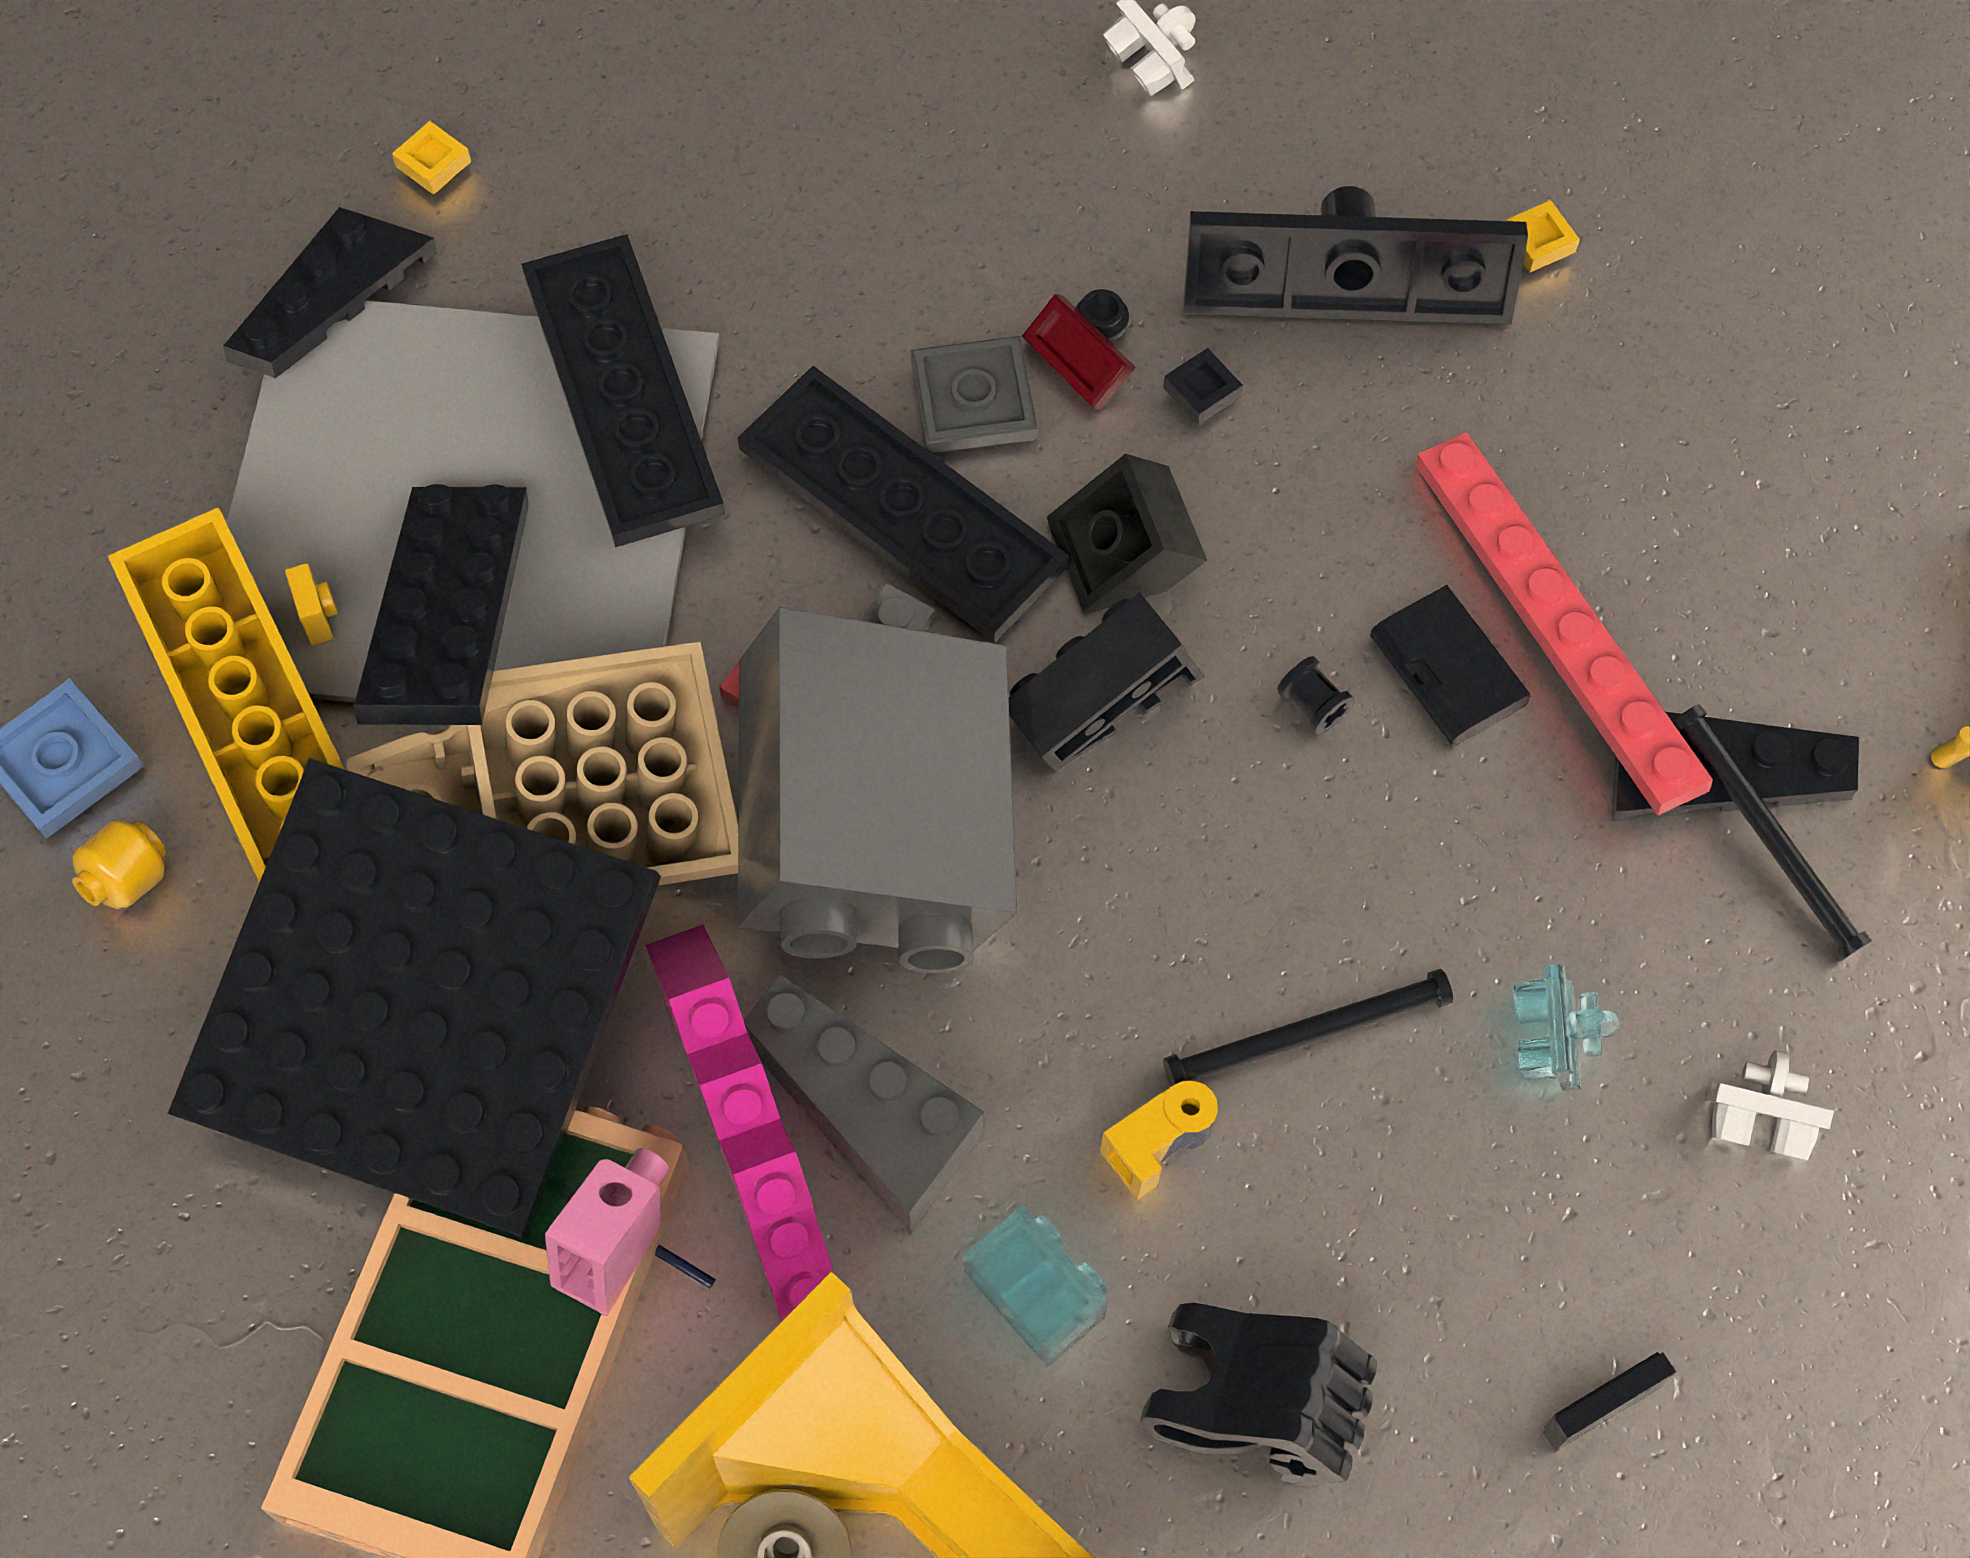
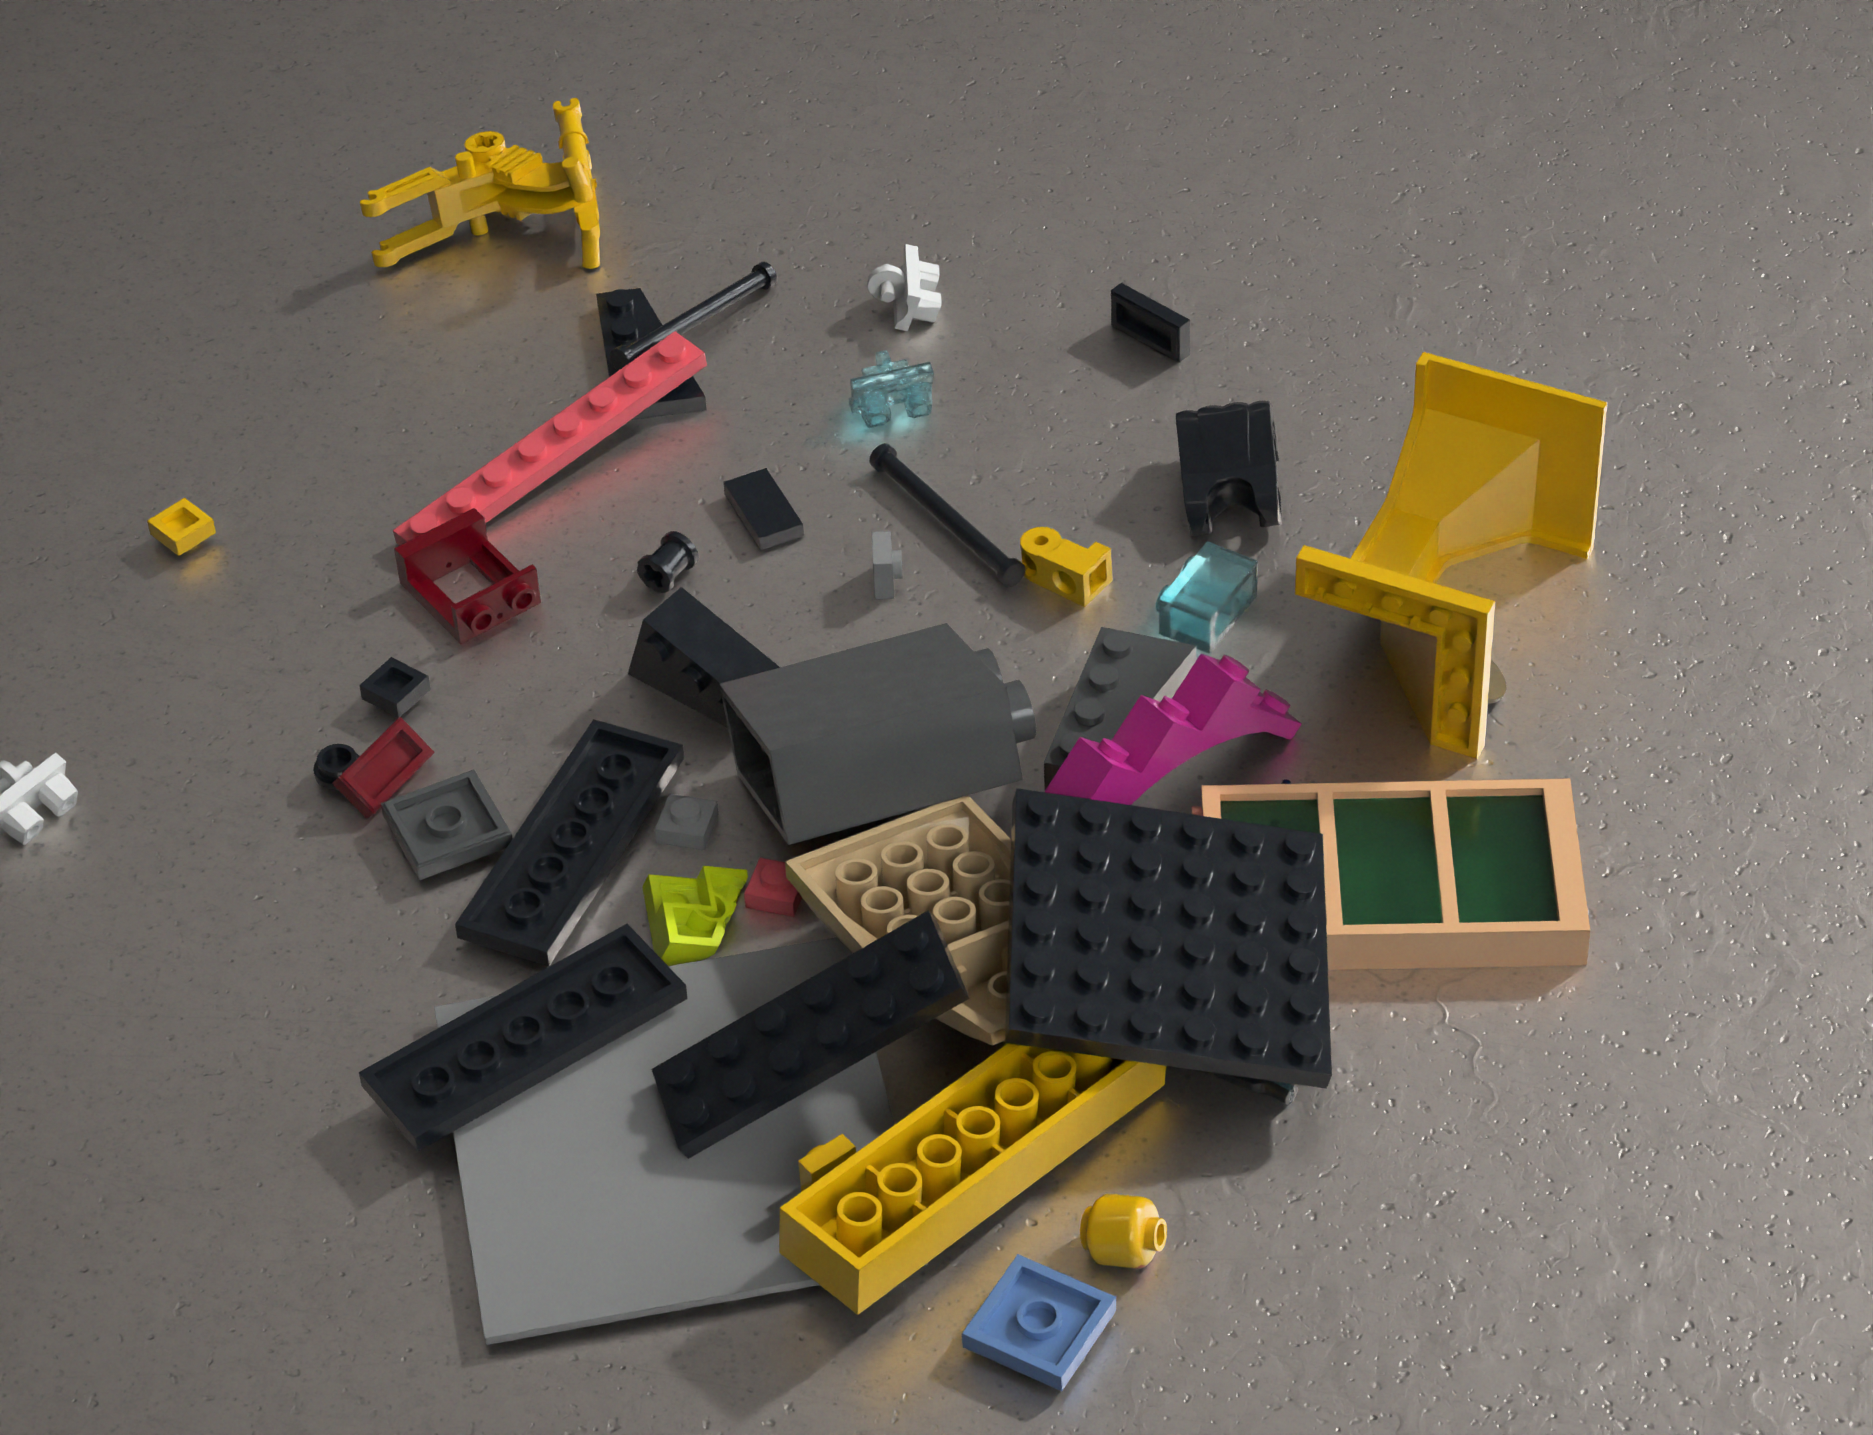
camera: 105 degrees left, 20 degrees down
(324, 286) = (468, 1295): black wing -> none
(431, 157) = (289, 1279): yellow plate -> none
(606, 1230) = (1298, 771): bright pink torso -> none
(746, 583) = (691, 913): none -> neon yellow slope
(1126, 534) = (560, 694): pearl dark grey slope -> none
(1226, 924) = (886, 565): none -> light grey plate
(1353, 265) = (250, 612): black plate -> none
(1390, 829) = (763, 509): none -> black tile
(1412, 473) = (451, 547): none -> dark red panel
(1450, 665) = (608, 504): black piece -> none

